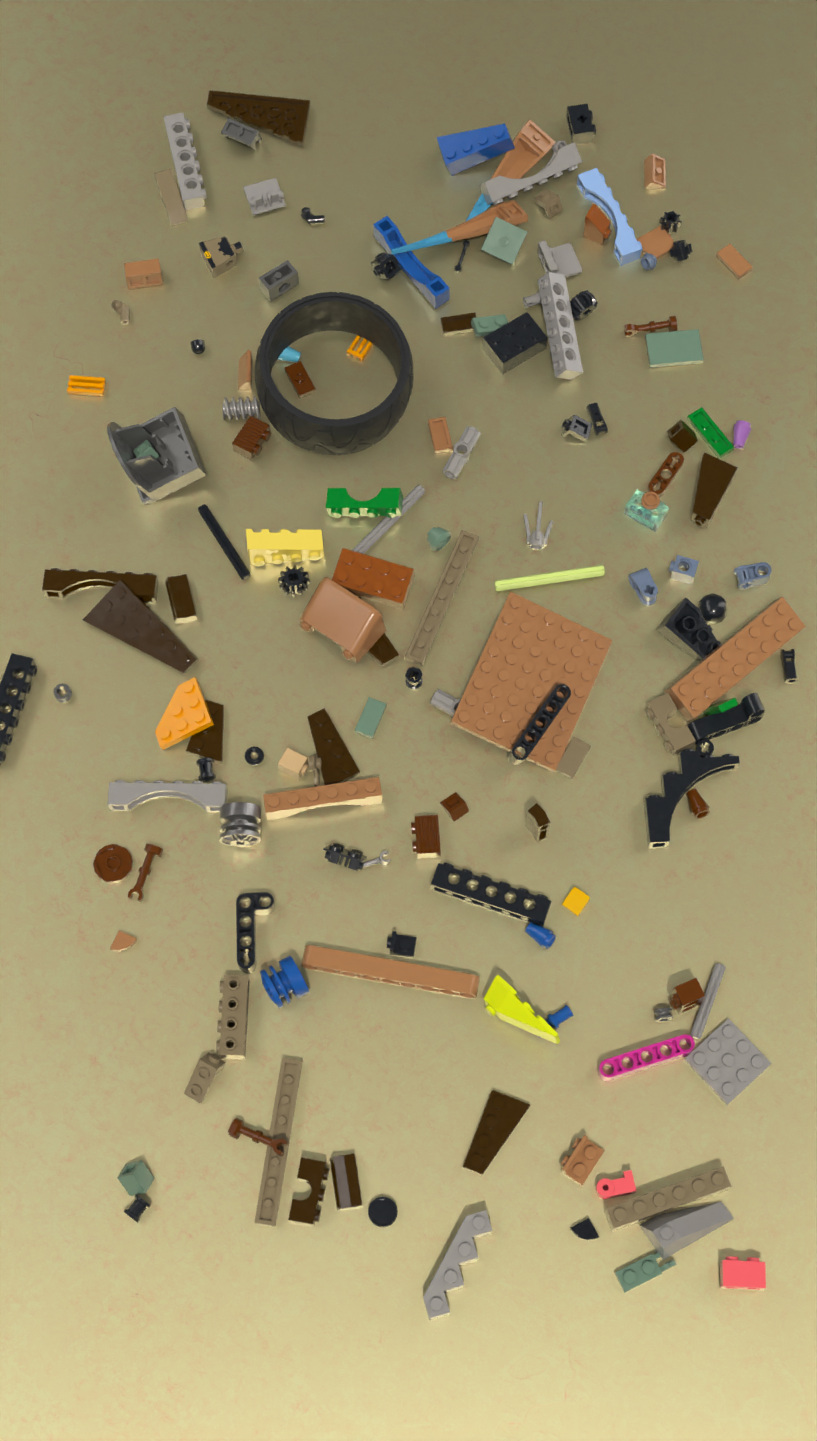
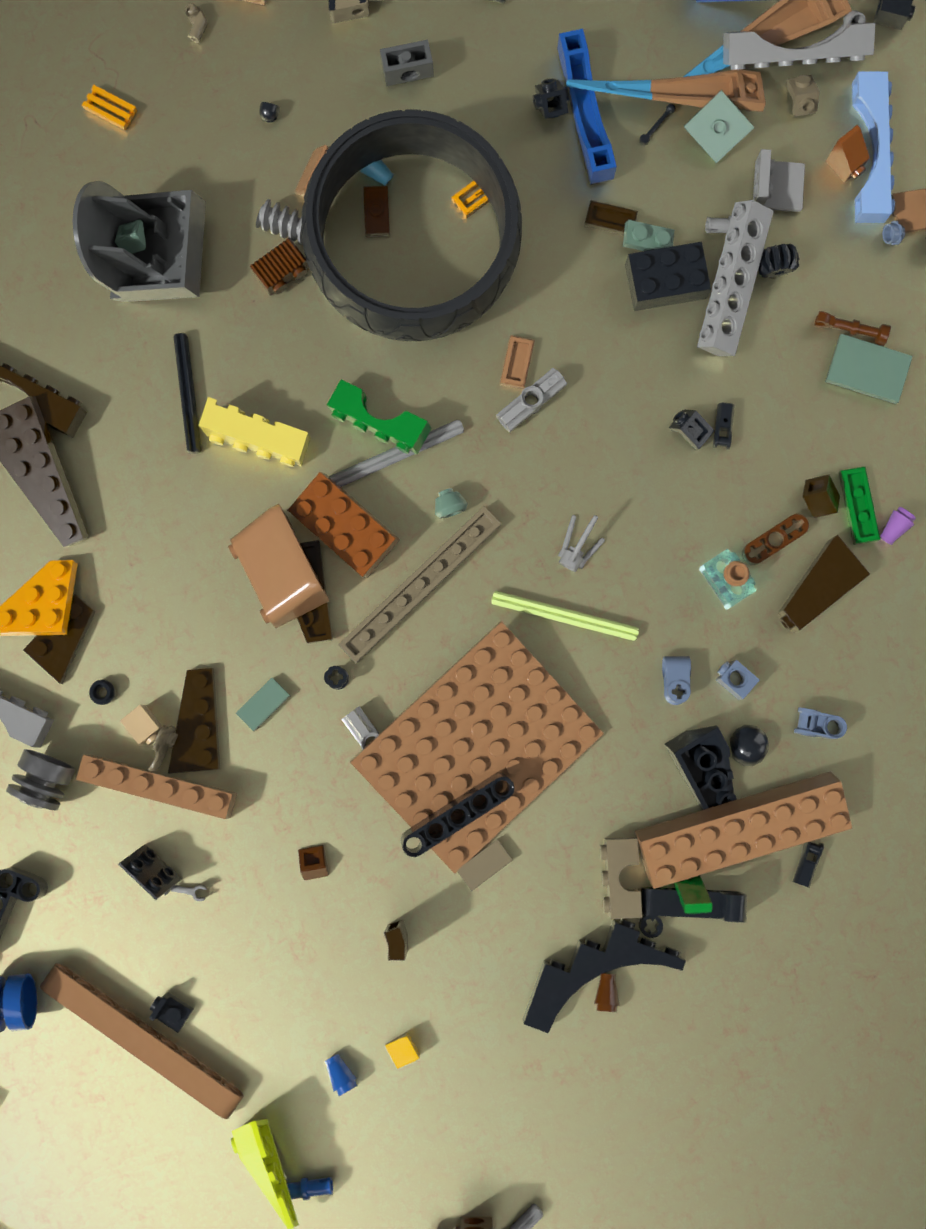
camera: 25 degrees right, 15 degrees up
(180, 599) = (103, 447): dark brown piece -> none
(205, 769) = (35, 685): black bush -> none
(294, 586) = (256, 479): black gear -> none
(427, 836) = (260, 890): reddish brown brick -> none
(441, 884) = (306, 1013): black brick -> none

